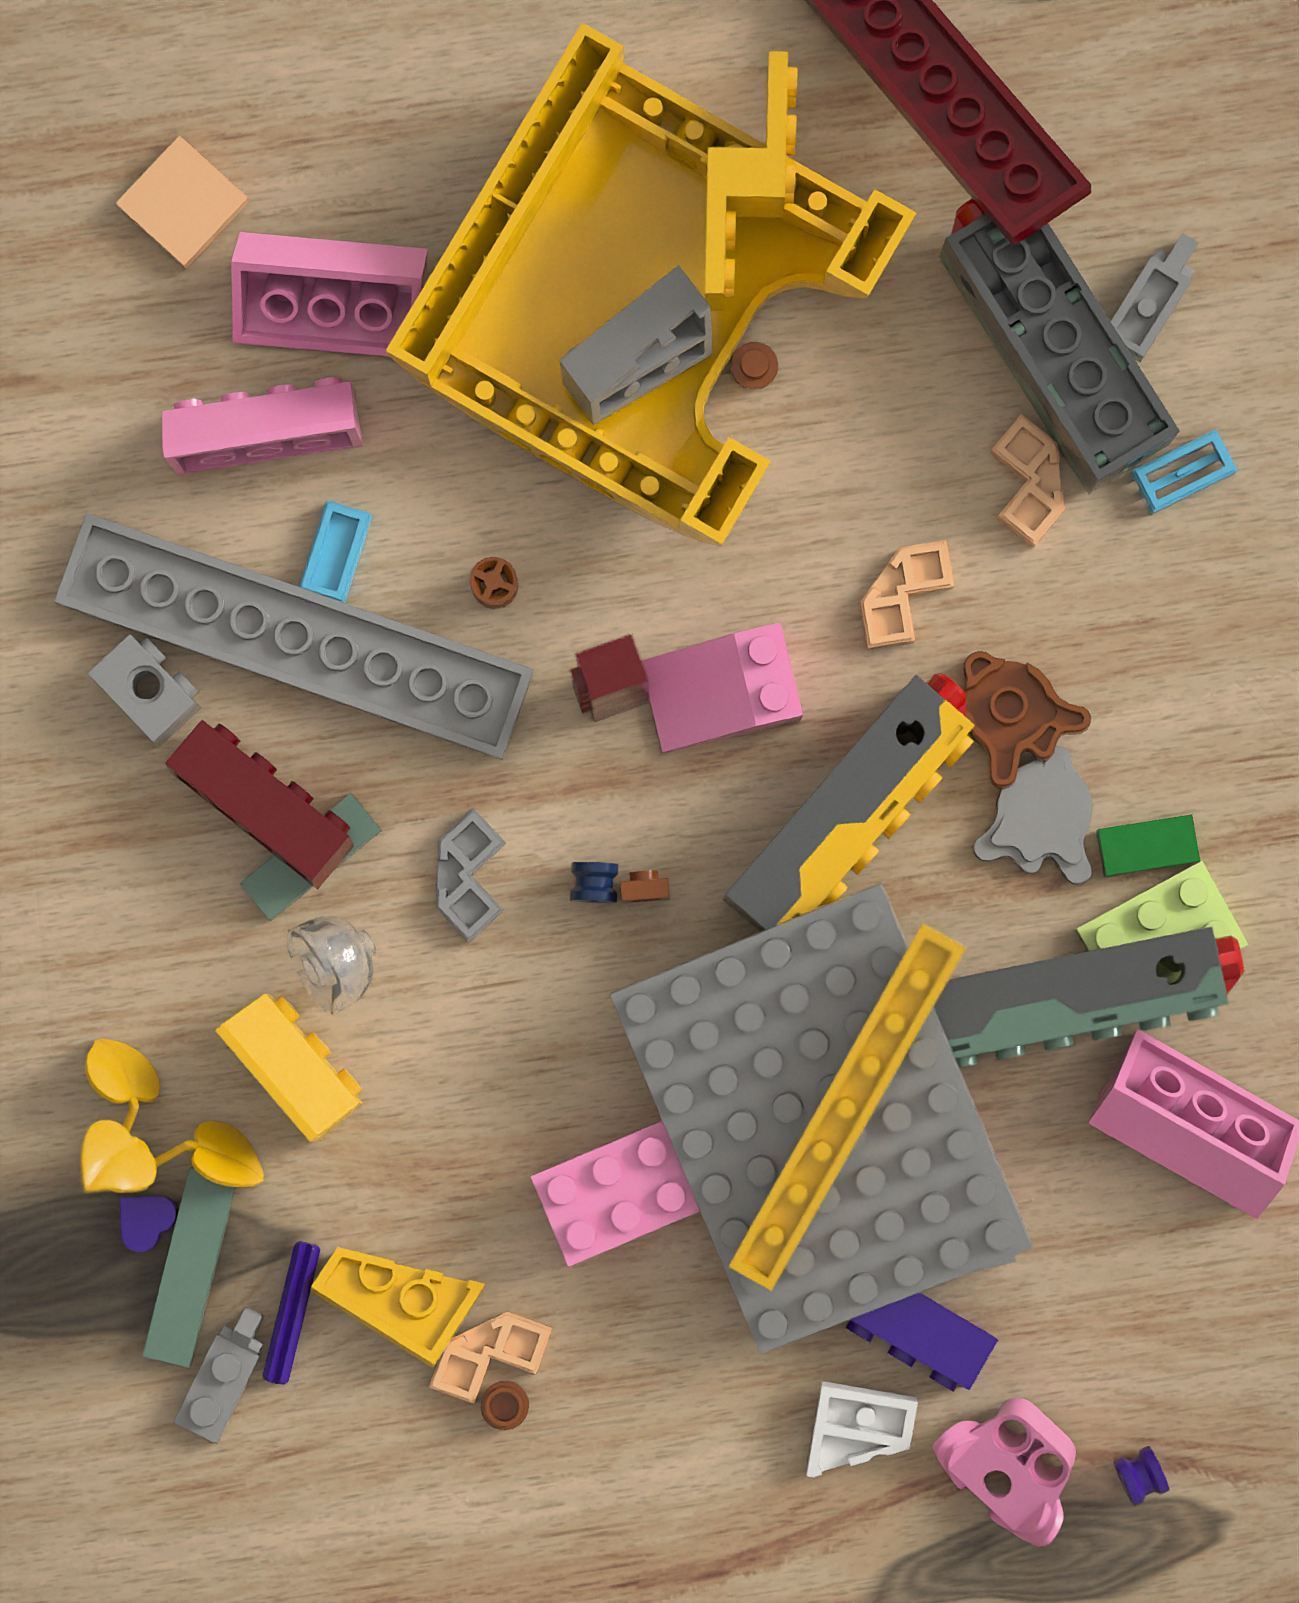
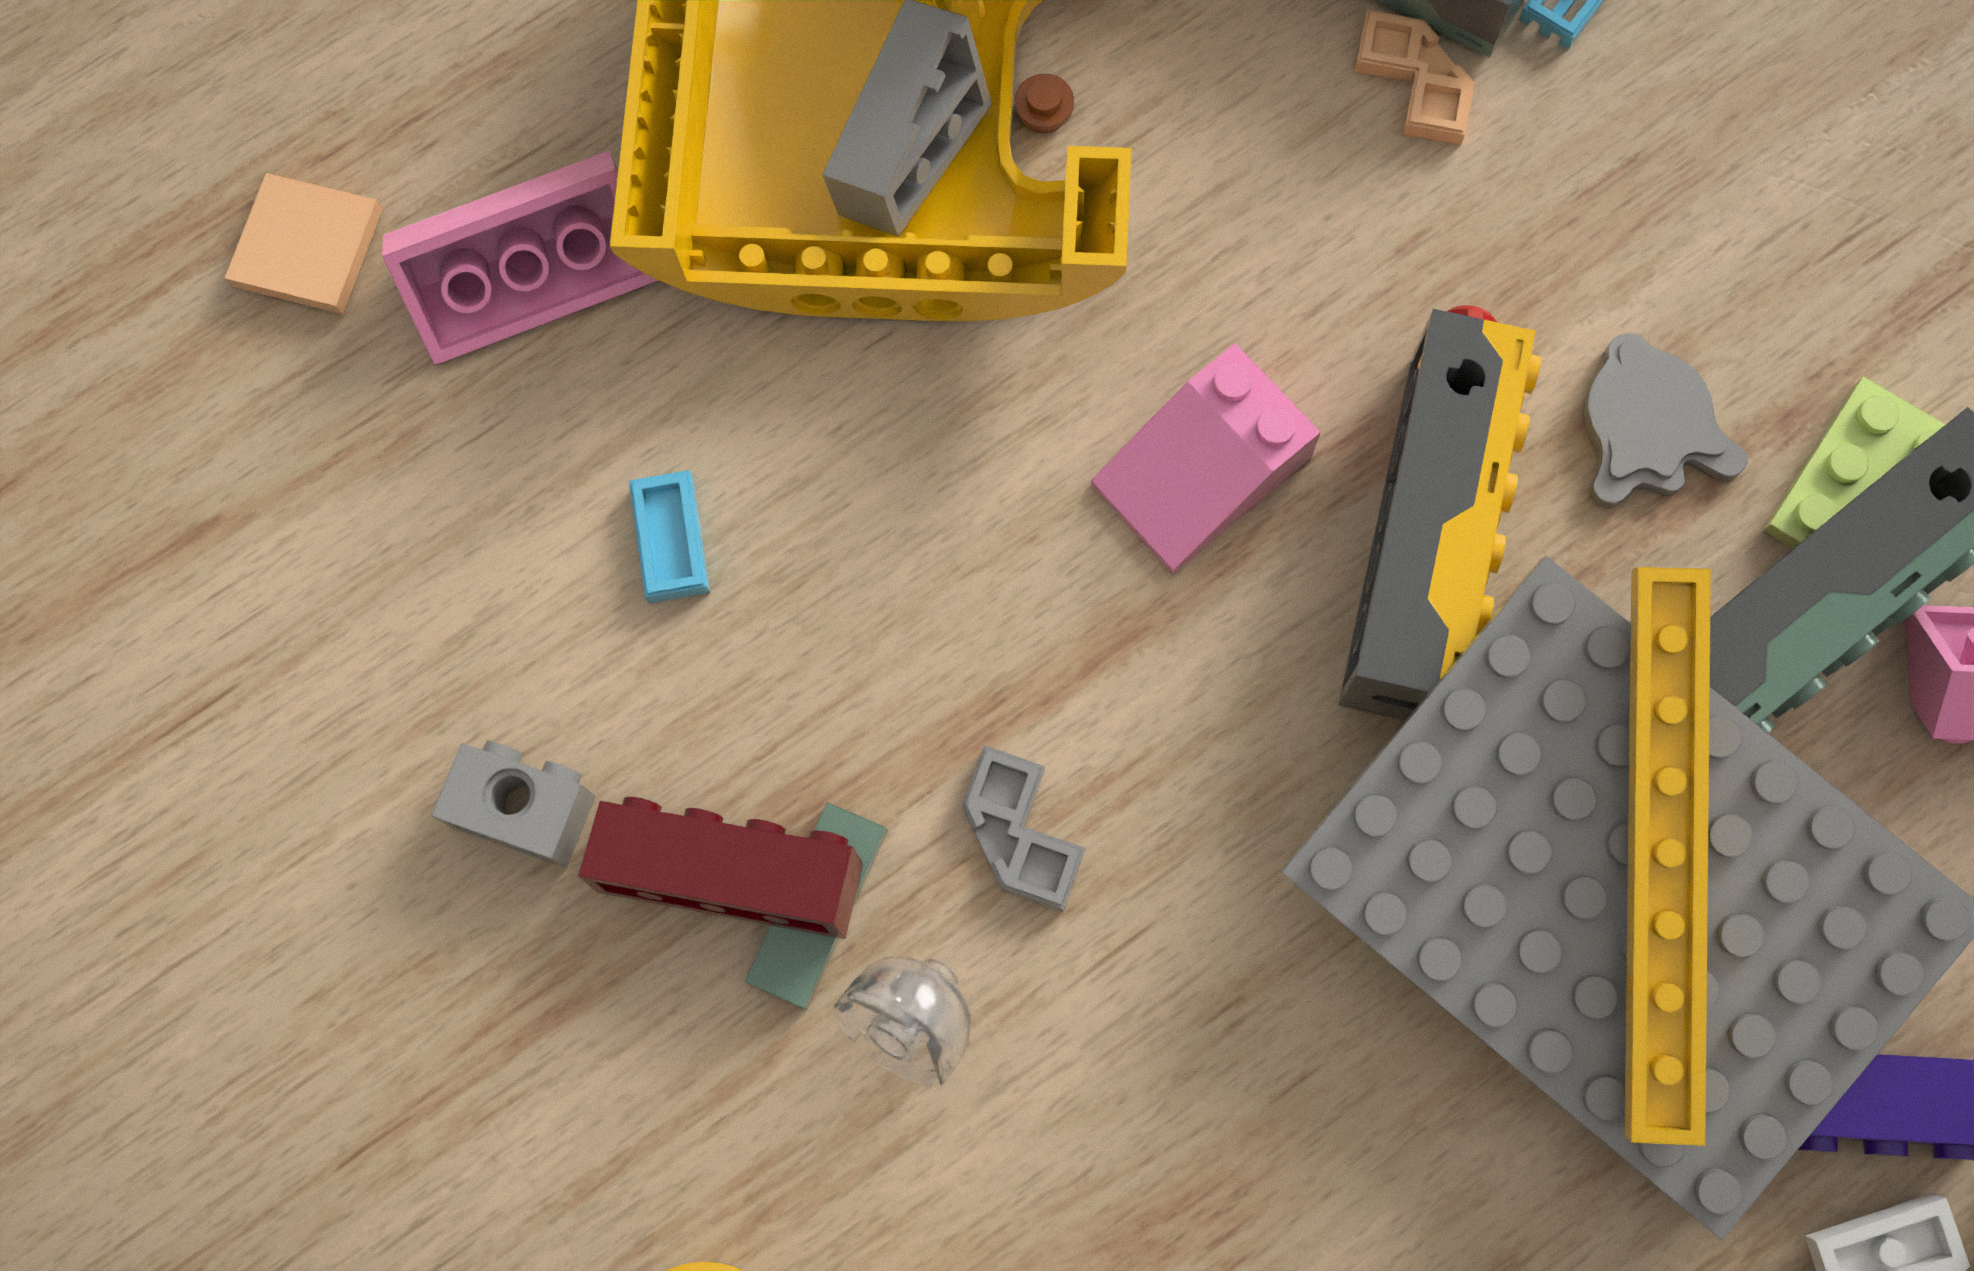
camera: 20 degrees left, 10 degrees down
(261, 427) = (512, 435): bright pink slope -> none
(291, 1066) = (923, 1177): yellow slope -> none
(294, 636) = (665, 653): light grey plate -> none
(496, 574) = (869, 461): dark orange wheel -> none
(594, 882) = (1177, 758): dark blue wheel -> none
(610, 678) = (1077, 487): dark red brick -> none
(615, 1193) = (1418, 1126): bright pink brick -> none
(644, 887) = (1242, 733): dark orange plate -> none
(886, 604) = (1335, 279): light nougat tile -> none
(1015, 713) = (1572, 319): dark orange tile -> none
(1148, 845) = (1790, 392): green tile -> none

